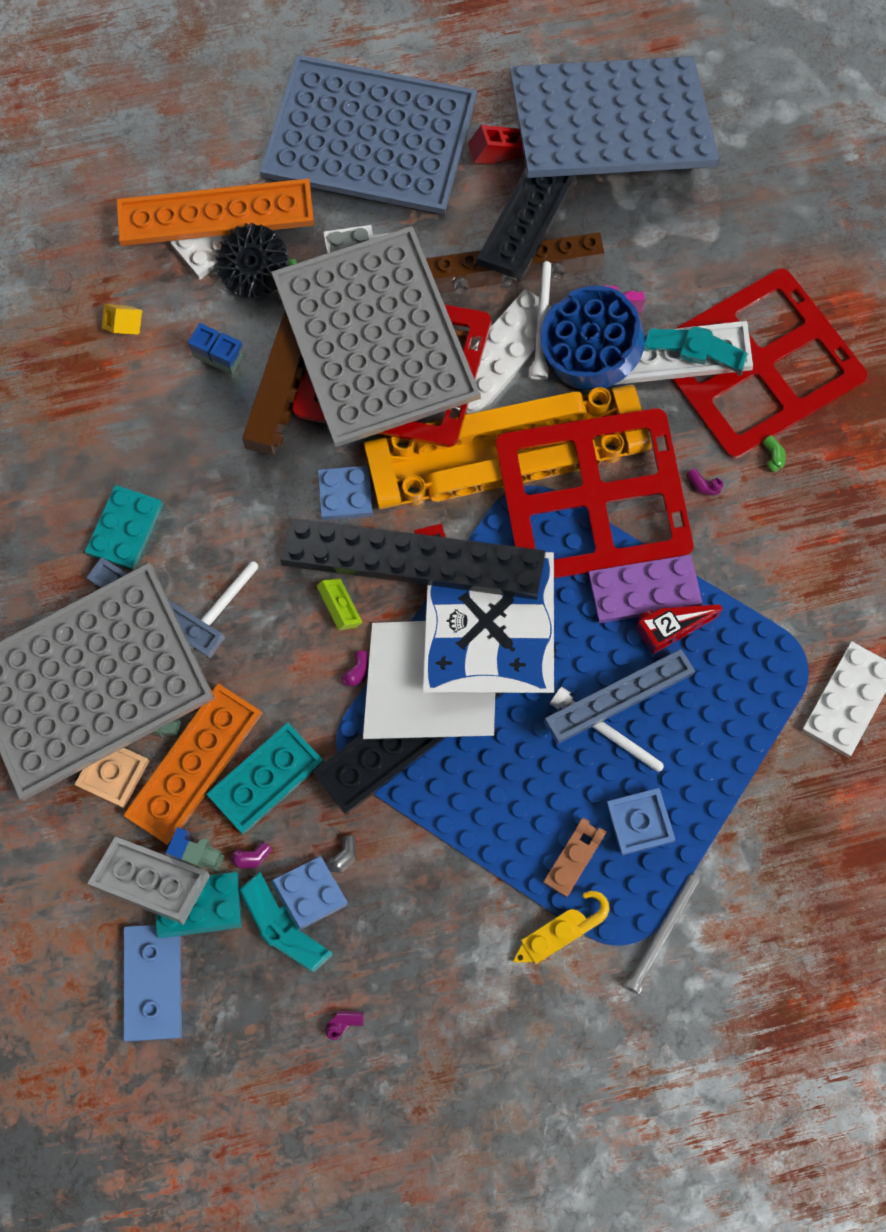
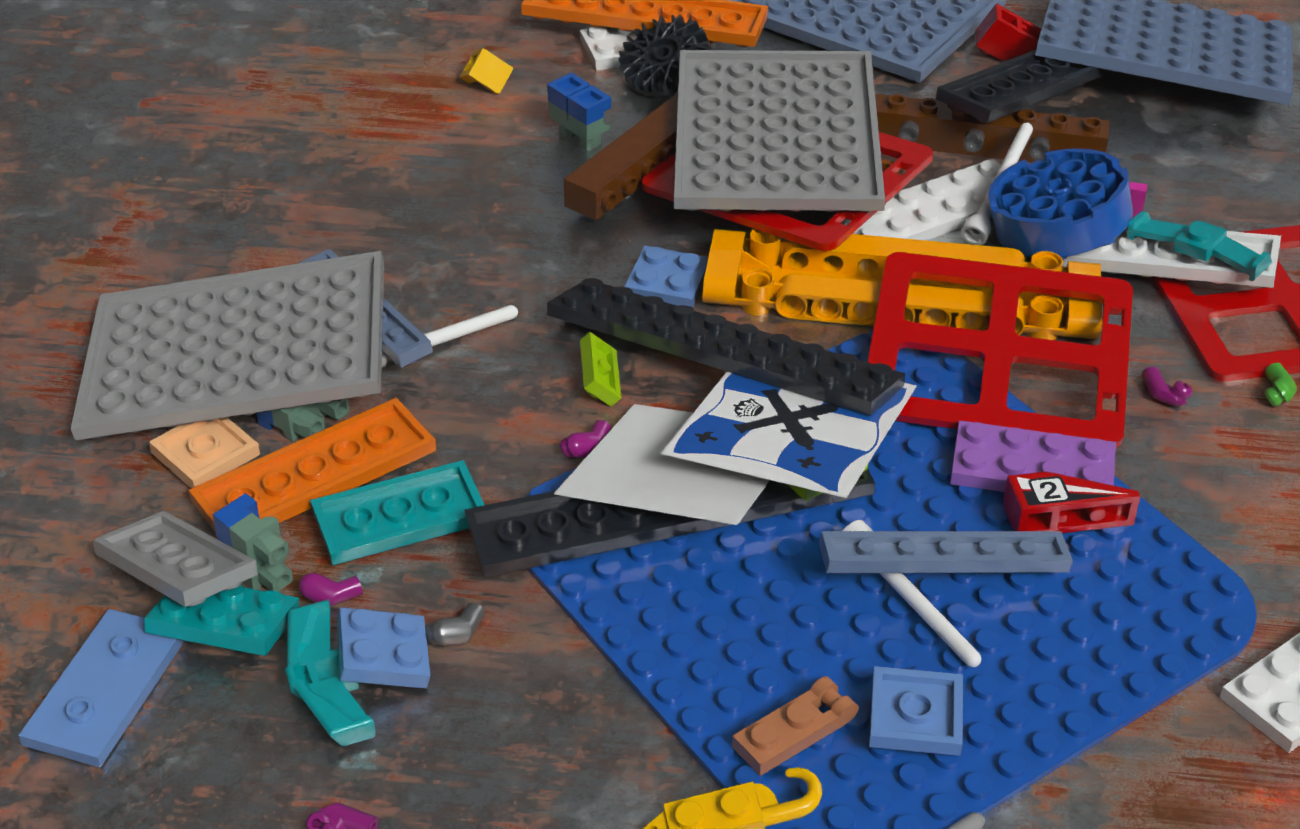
camera: 20 degrees right, 30 degrees down
(124, 527) = (382, 228): teal plate -> none

